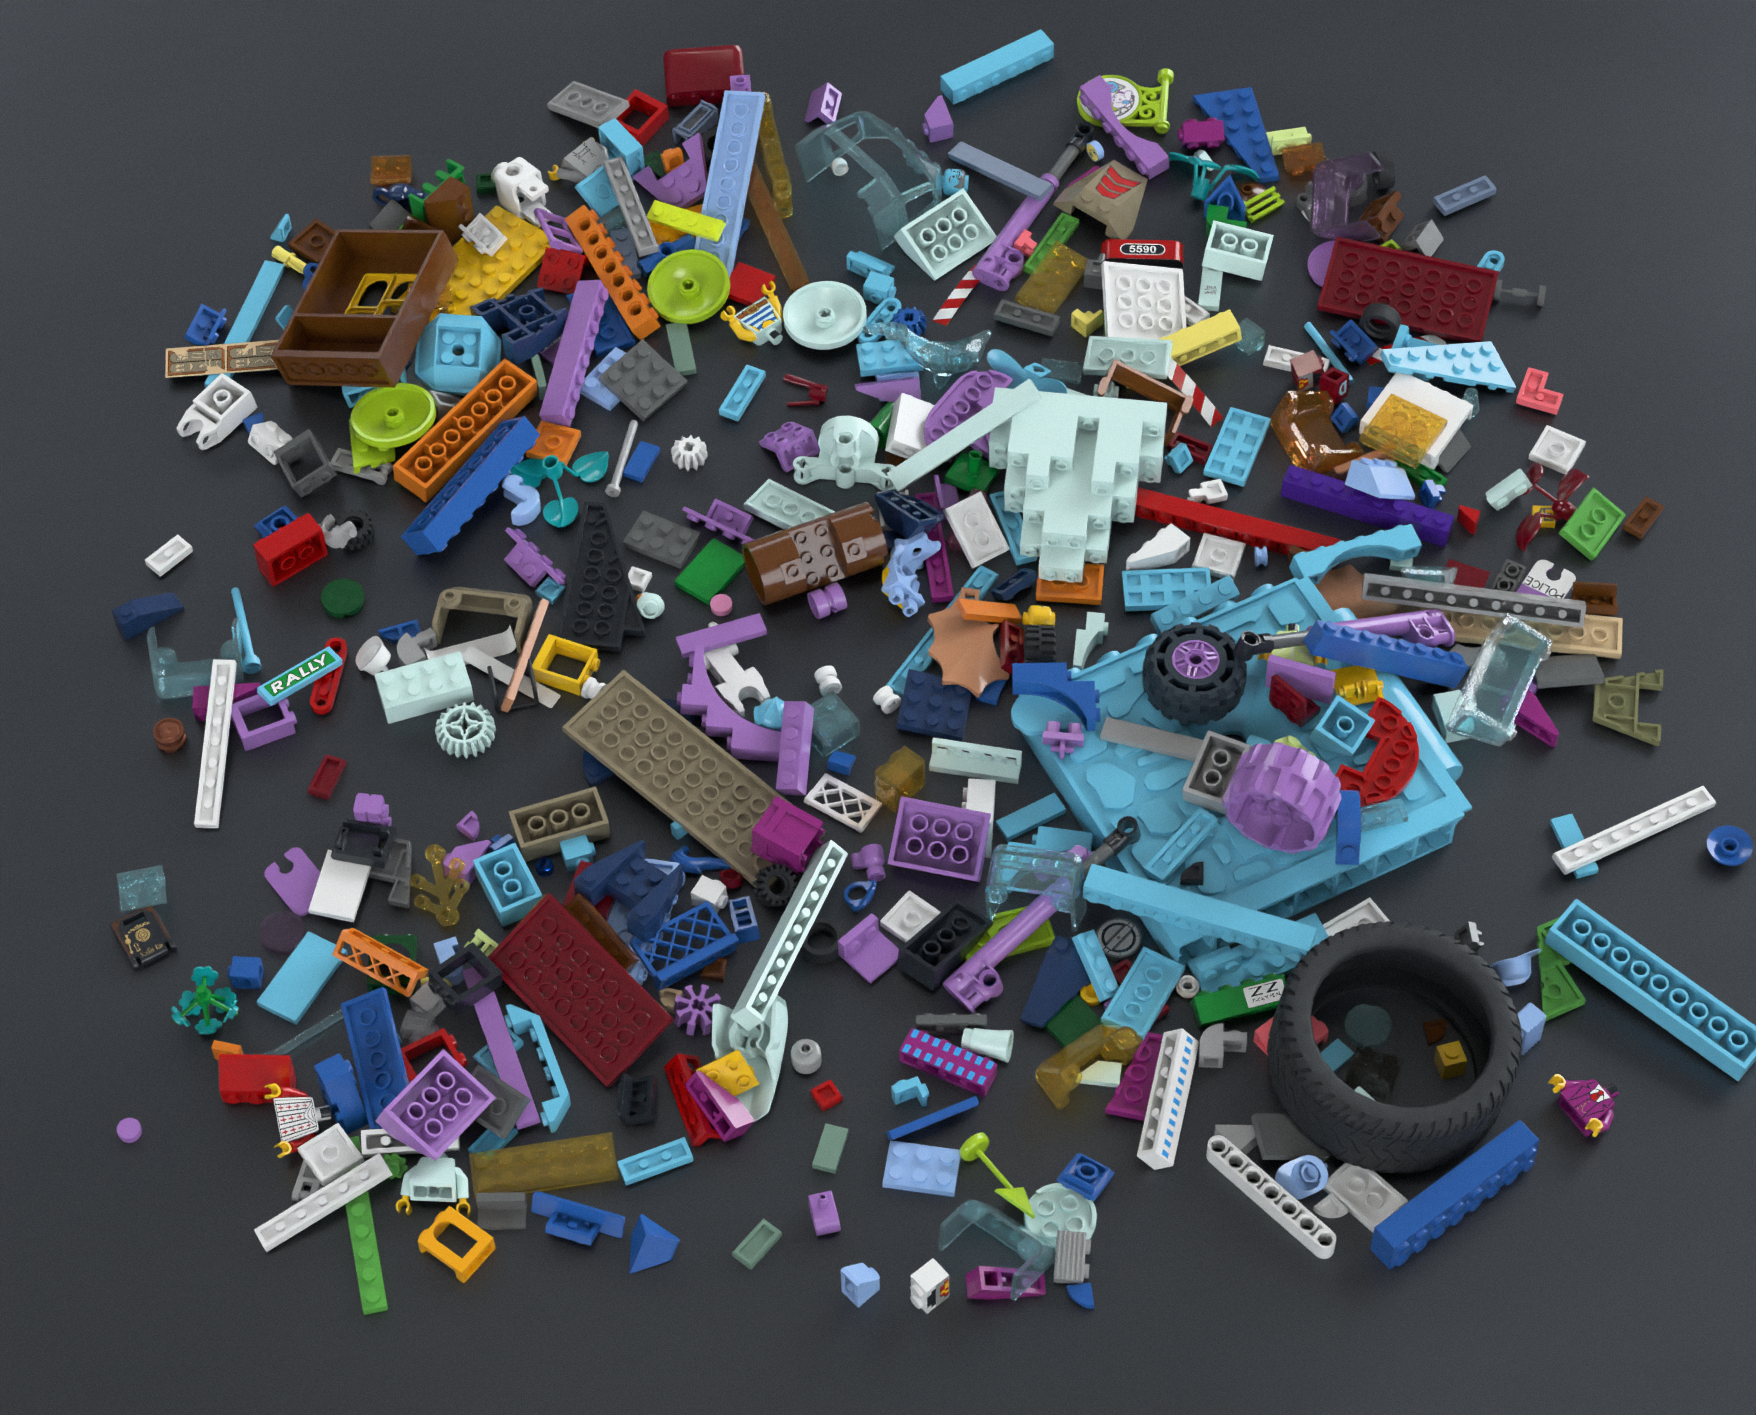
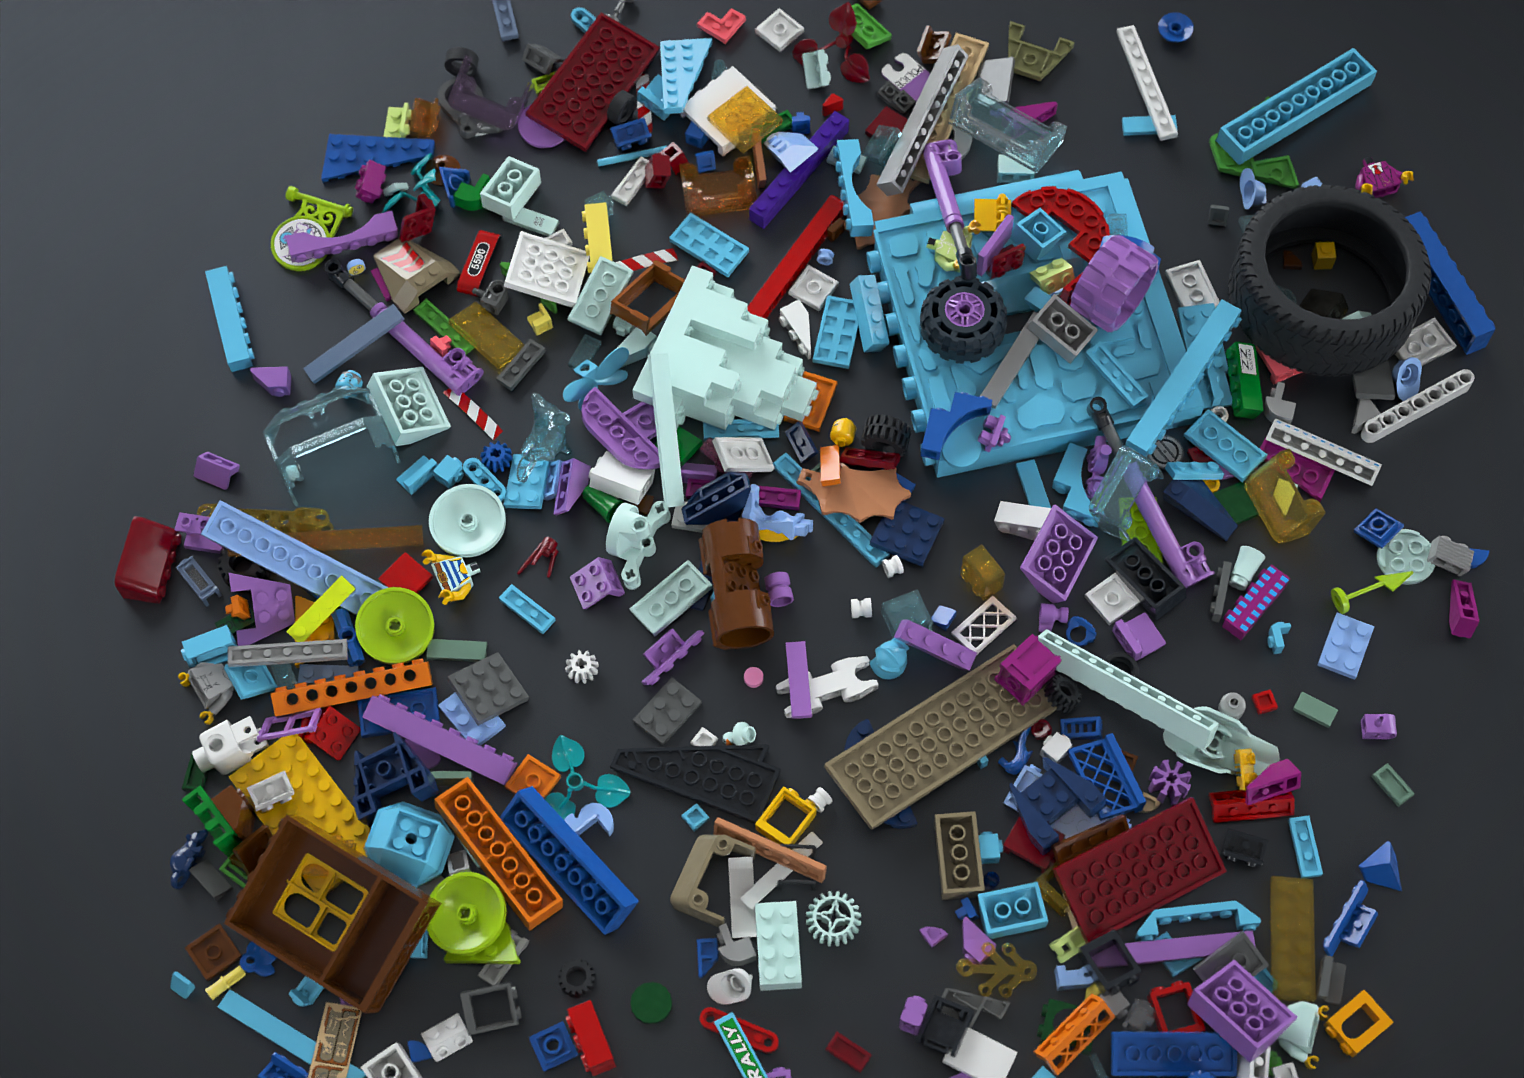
camera: 75 degrees left, 10 degrees up
(339, 535) = (592, 992): light grey animal -> none
(391, 169) = (149, 865): clear orange bracket -> none
(529, 563) = (662, 827): medium lavender bracket -> none
(587, 104) = (140, 668): light grey tile -> none
(613, 489) = (599, 739): light grey bar -> none
(641, 461) = (575, 710): blue tile -> none
(655, 109) = (160, 616): red window -> none
(710, 571) = (715, 677): green tile -> none
(743, 737) = (883, 701): medium lavender arch -> none
(859, 1283) = (1448, 712): light blue slope -> none
(929, 1286) = (1463, 661): white brick -> none
(932, 1118) = (1305, 626): blue tile -> none
(975, 763) = (972, 515): light aqua fence -> none
(1030, 1247) = (1407, 605): clear light blue windscreen -> none
(1089, 638) = (865, 394): light aqua slope -> none
(1162, 183) = (420, 222): none -> dark red bracket
(1193, 875) = (1142, 374): black tile -> none
(1210, 491) = (750, 275): white plate -> none
(1275, 196) = (460, 149): lime tile -> none
(1330, 1207) = (1429, 370): white tile -> none
(1383, 215) = (506, 78): reddish brown bracket -> none
(1385, 654) = (973, 186): blue brick -> none
(1546, 522) = (838, 56): yellow tile -> none

